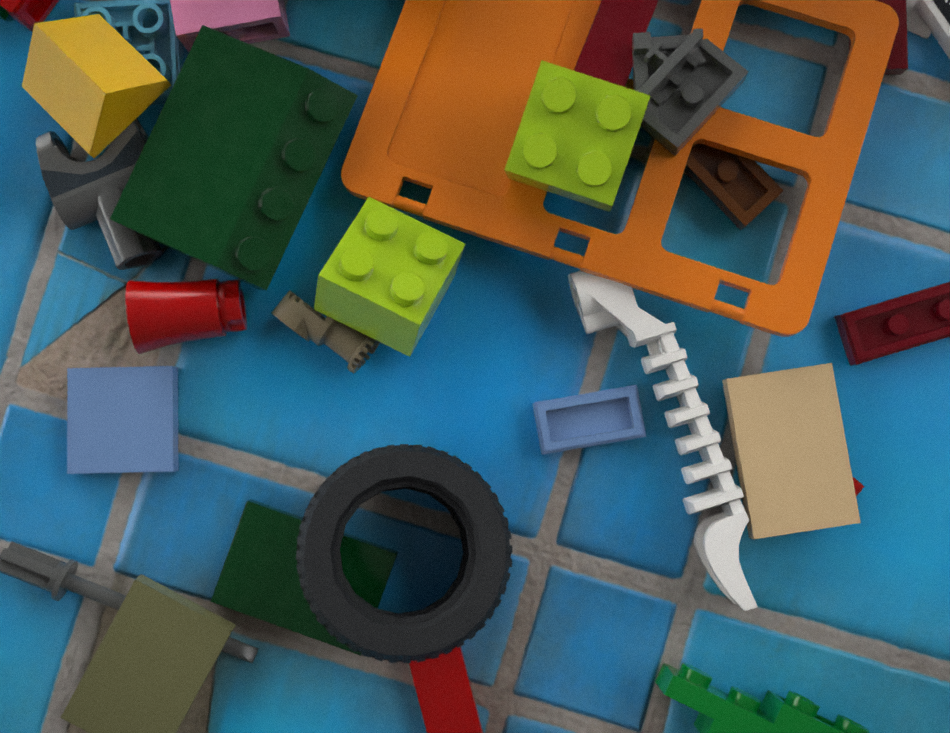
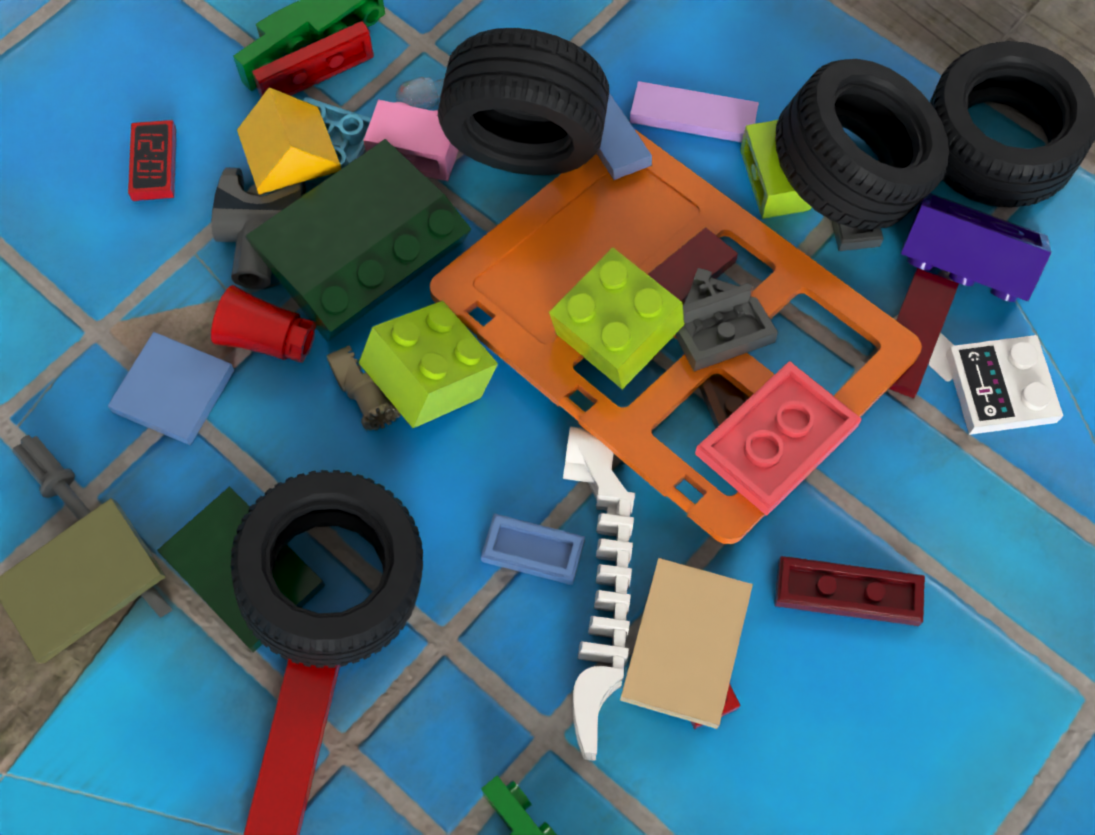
camera: 25 degrees right, 20 degrees down
(799, 194) = (777, 437): none -> coral tile

